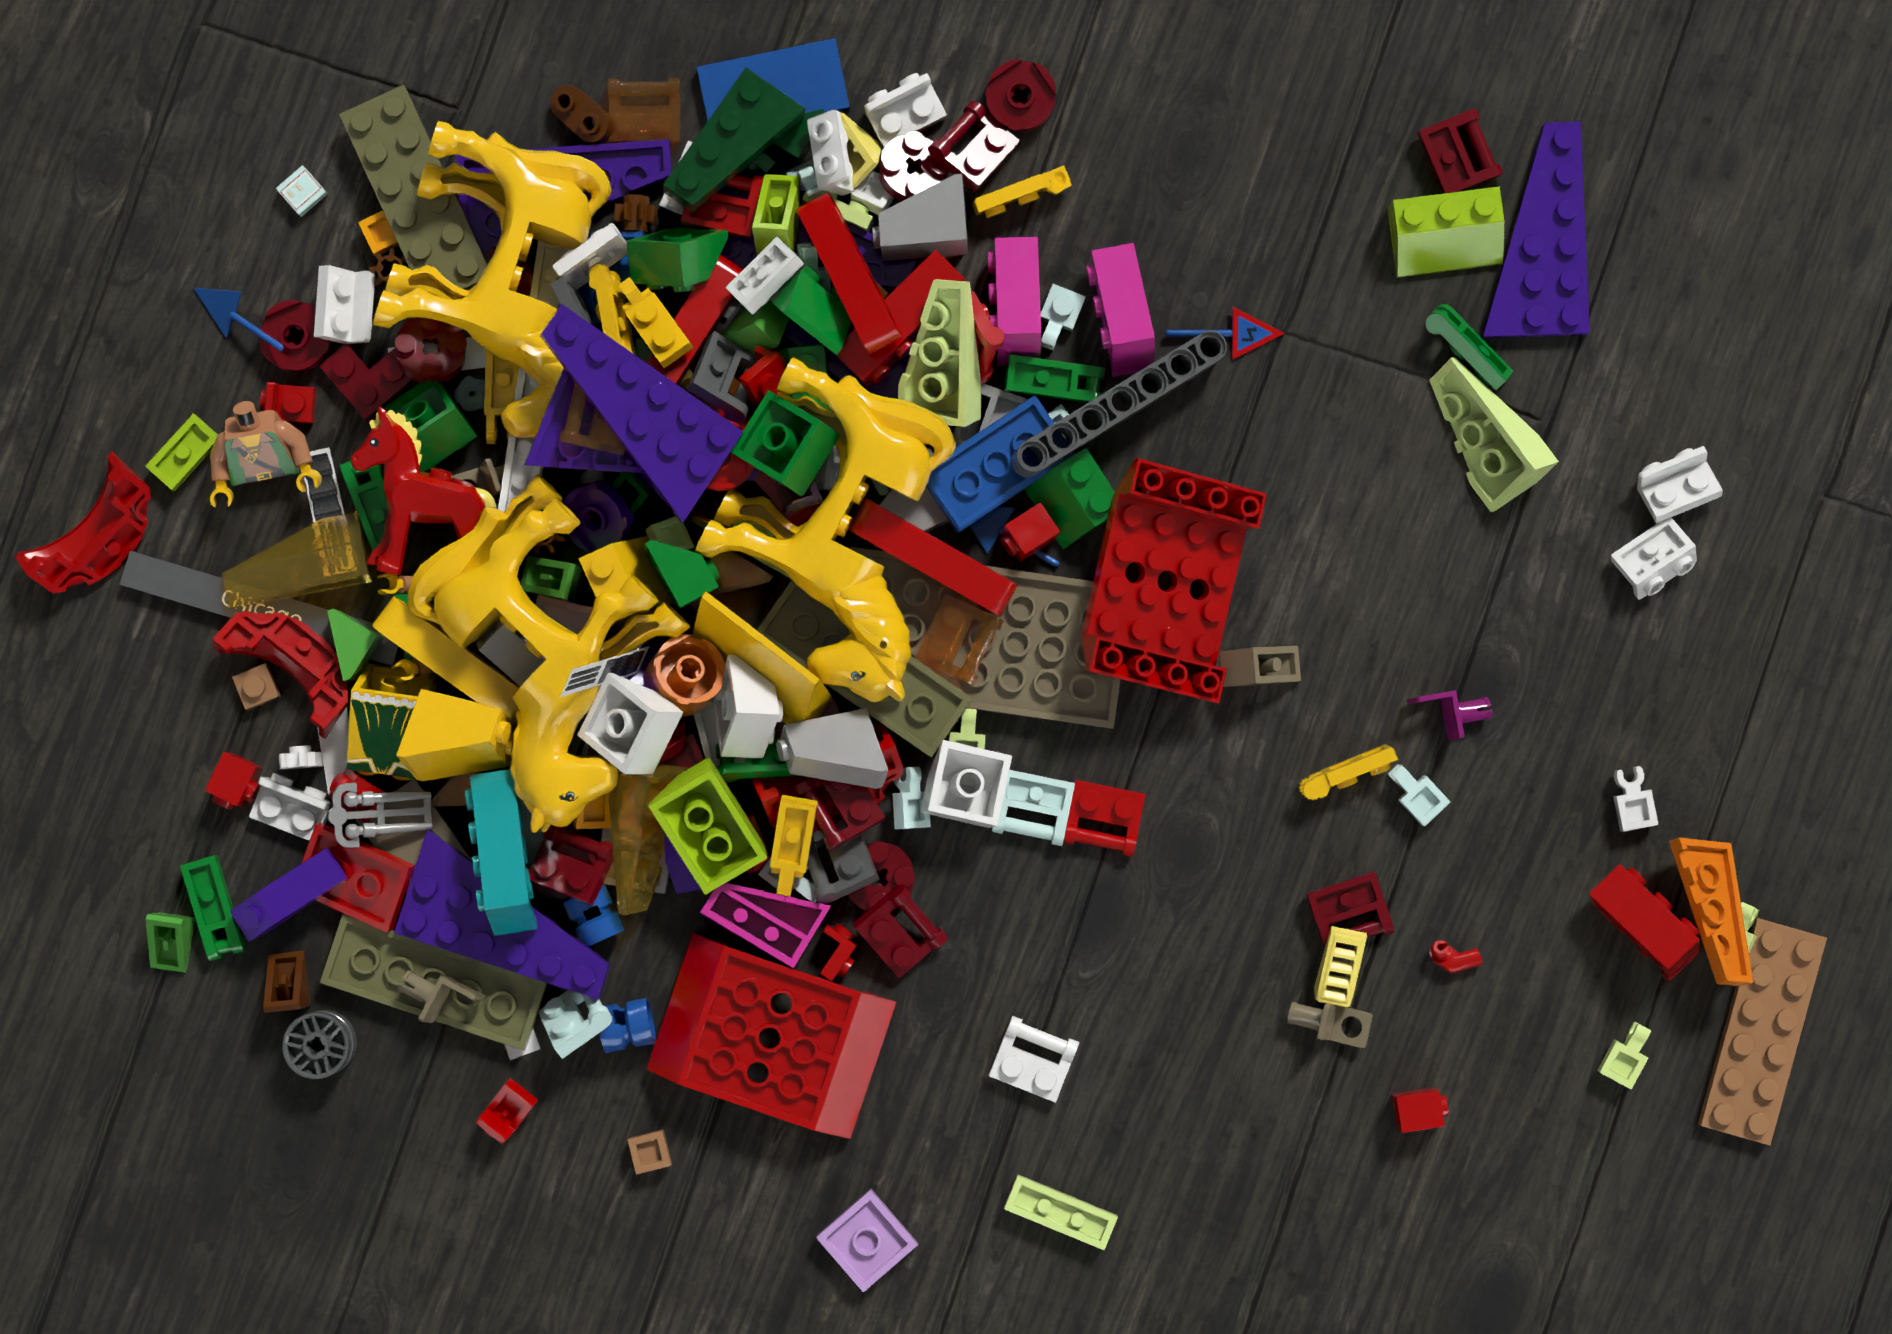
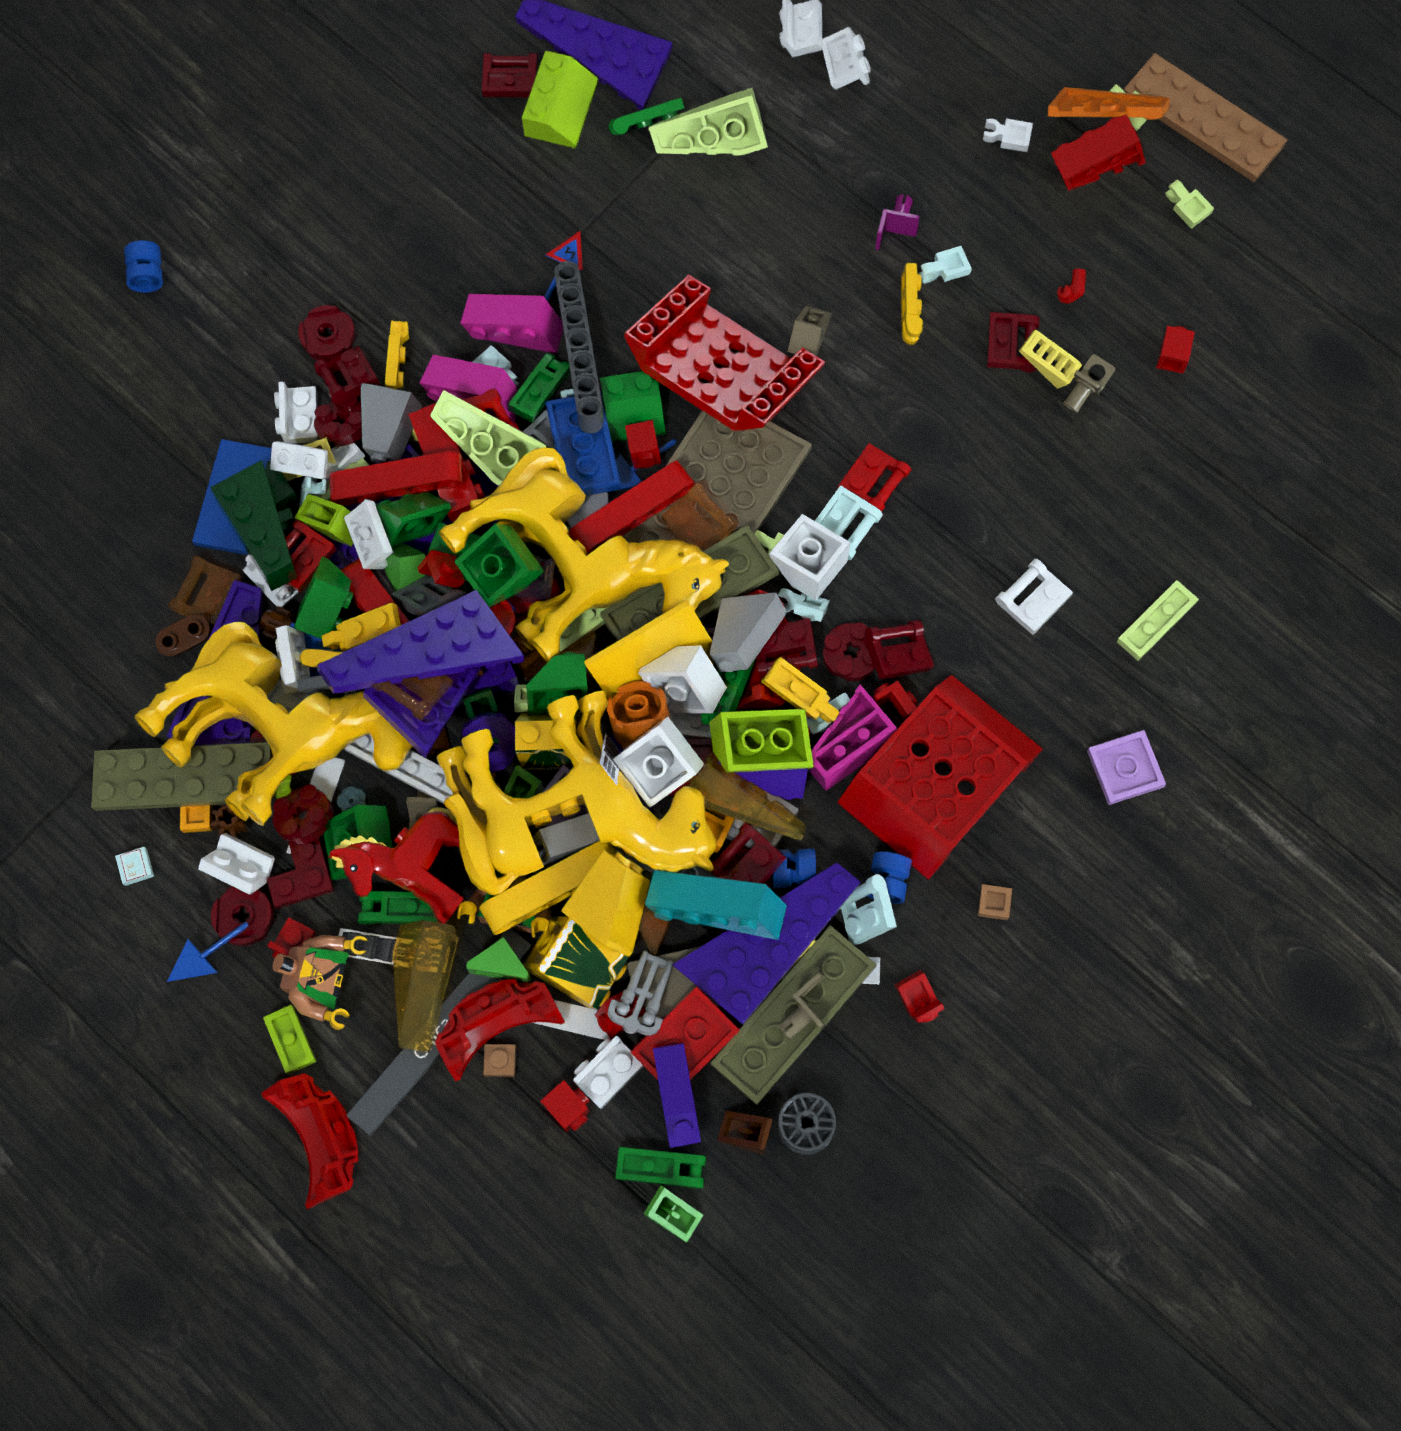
camera: 65 degrees left, 15 degrees down
(299, 758) = (572, 1045): white plate -> none
(499, 391) = (360, 775): yellow hinge -> none
(851, 864) = (834, 660): dark grey plate -> none

